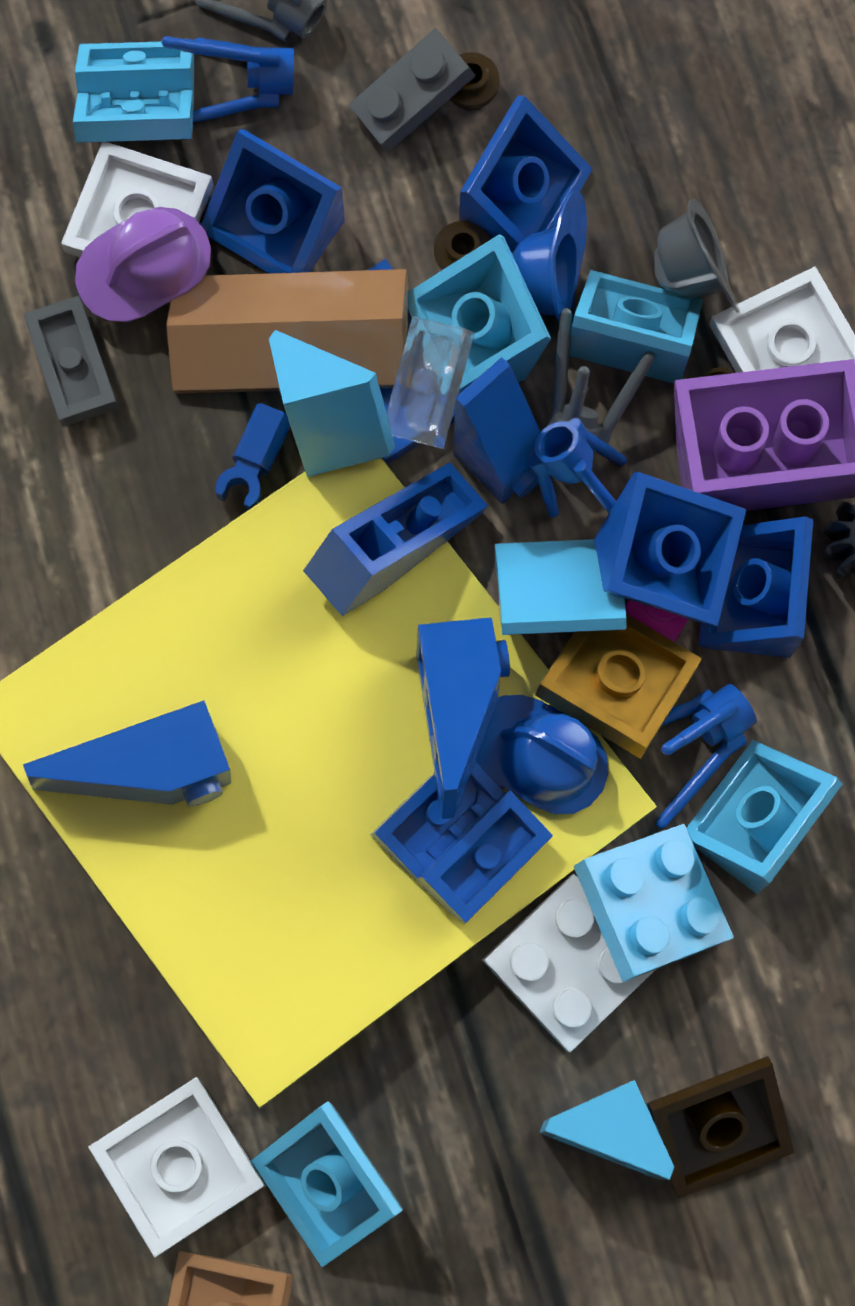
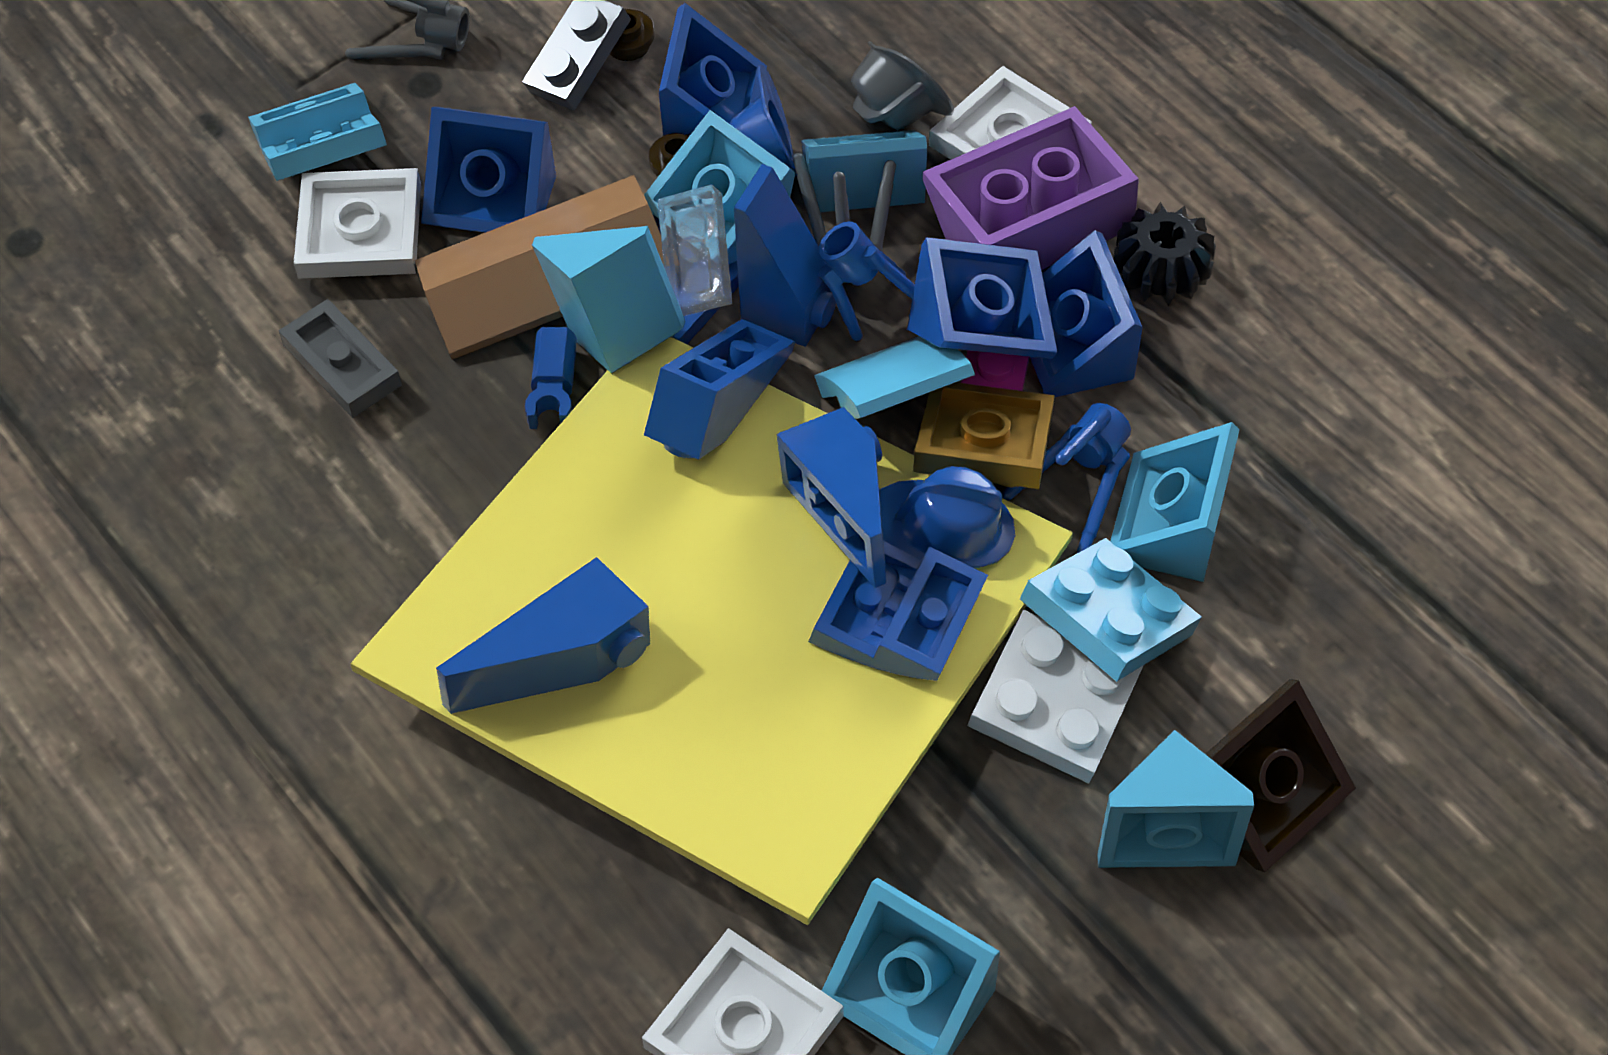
camera: 20 degrees left, 20 degrees down
(142, 264) = (379, 252): medium lavender piece -> none
(266, 69) = (435, 75): blue plant -> none

